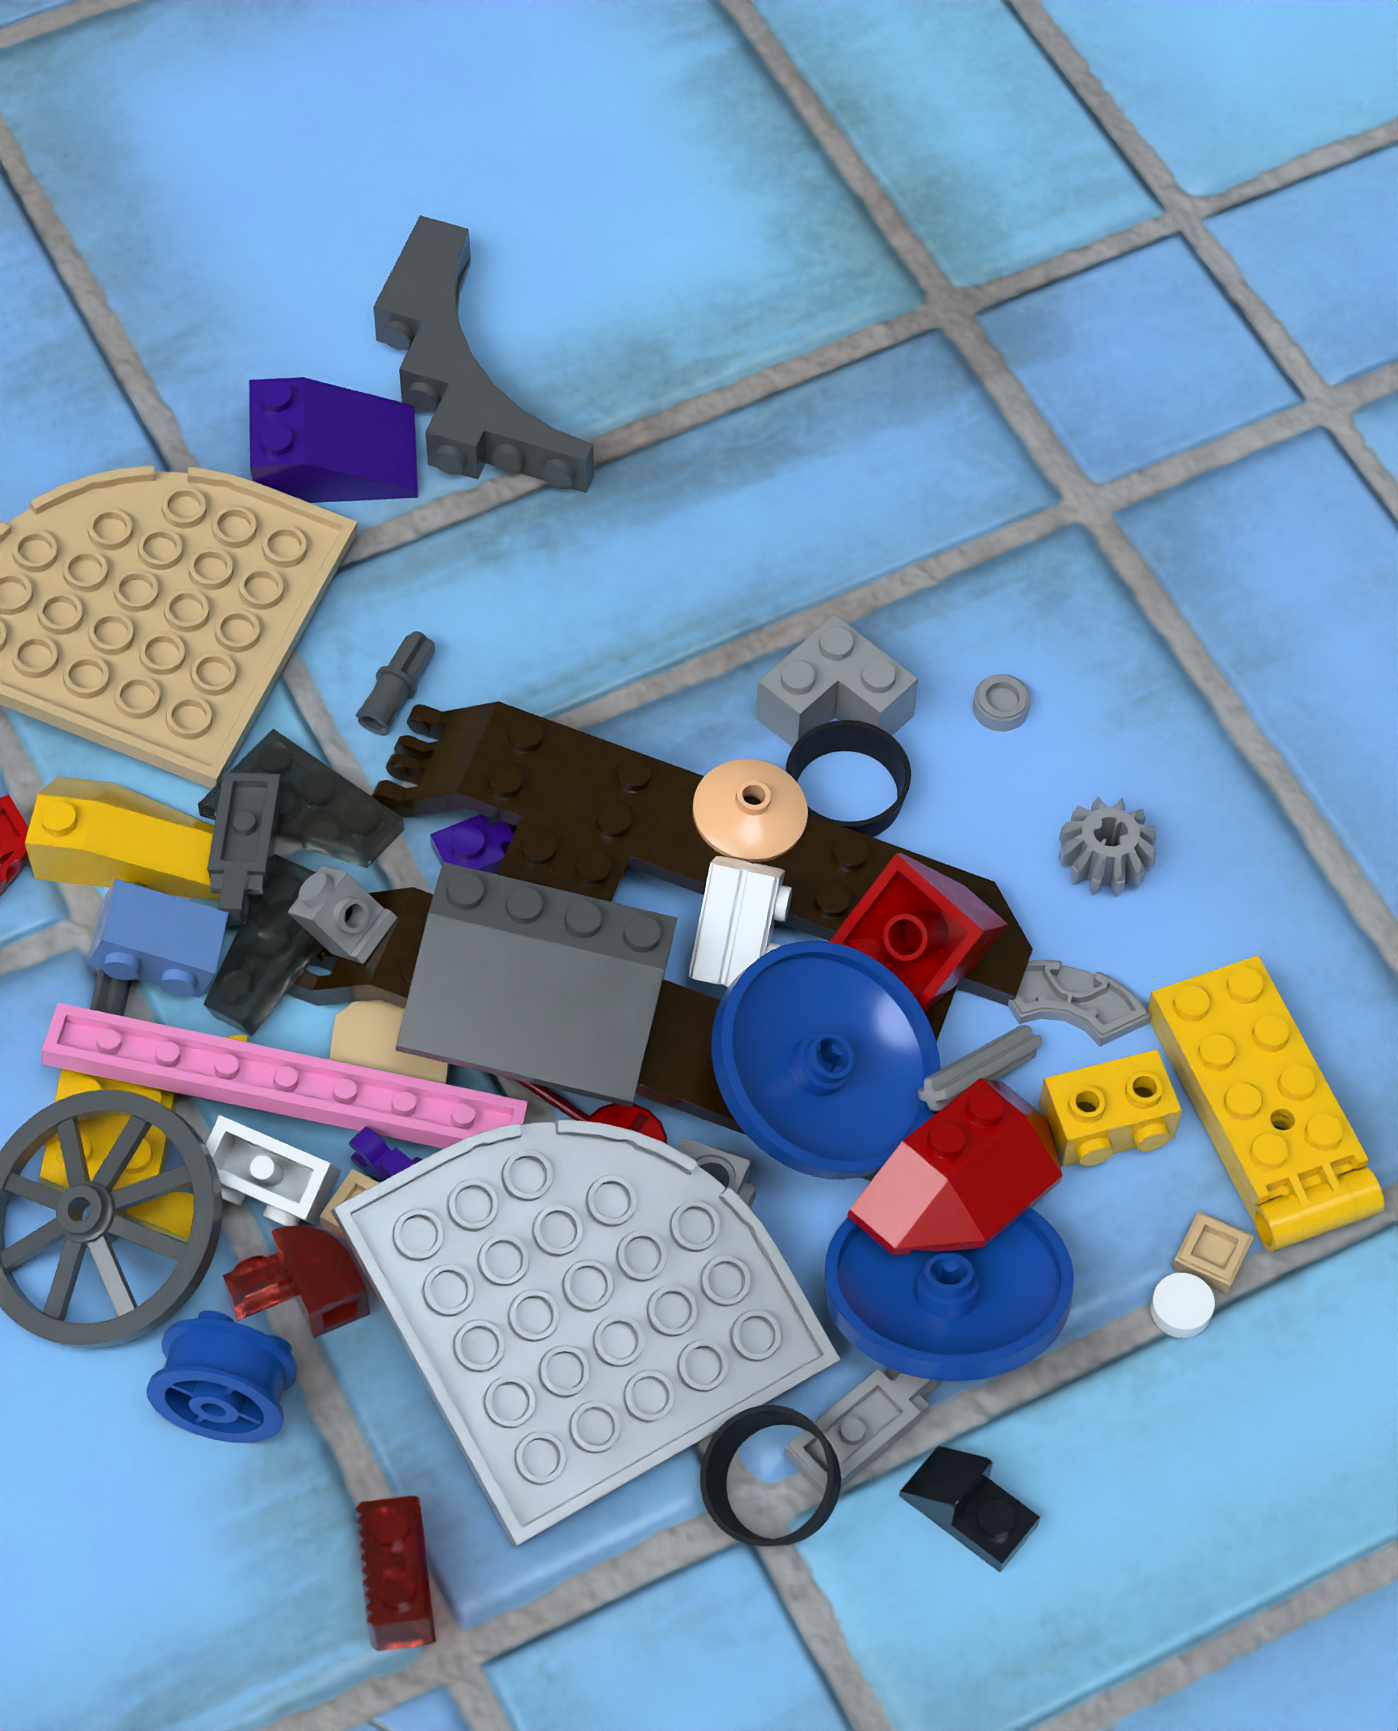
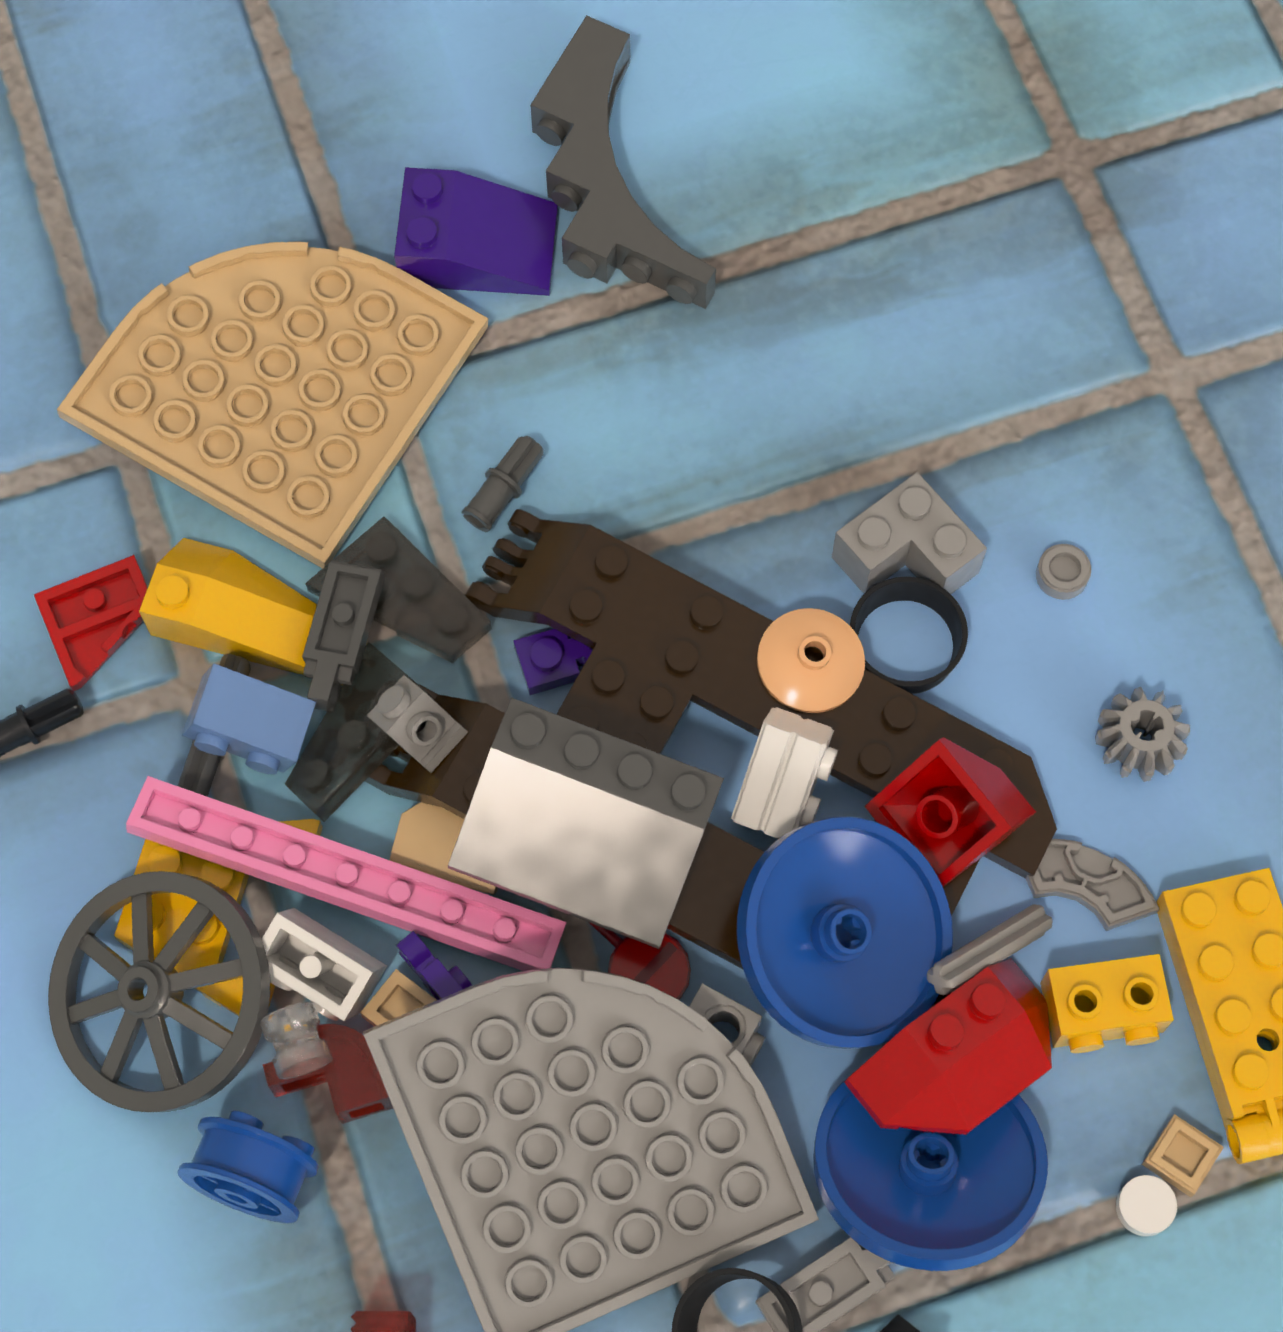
camera: 10 degrees right, 10 degrees up
(256, 1237) = (296, 1040): none -> clear wheel

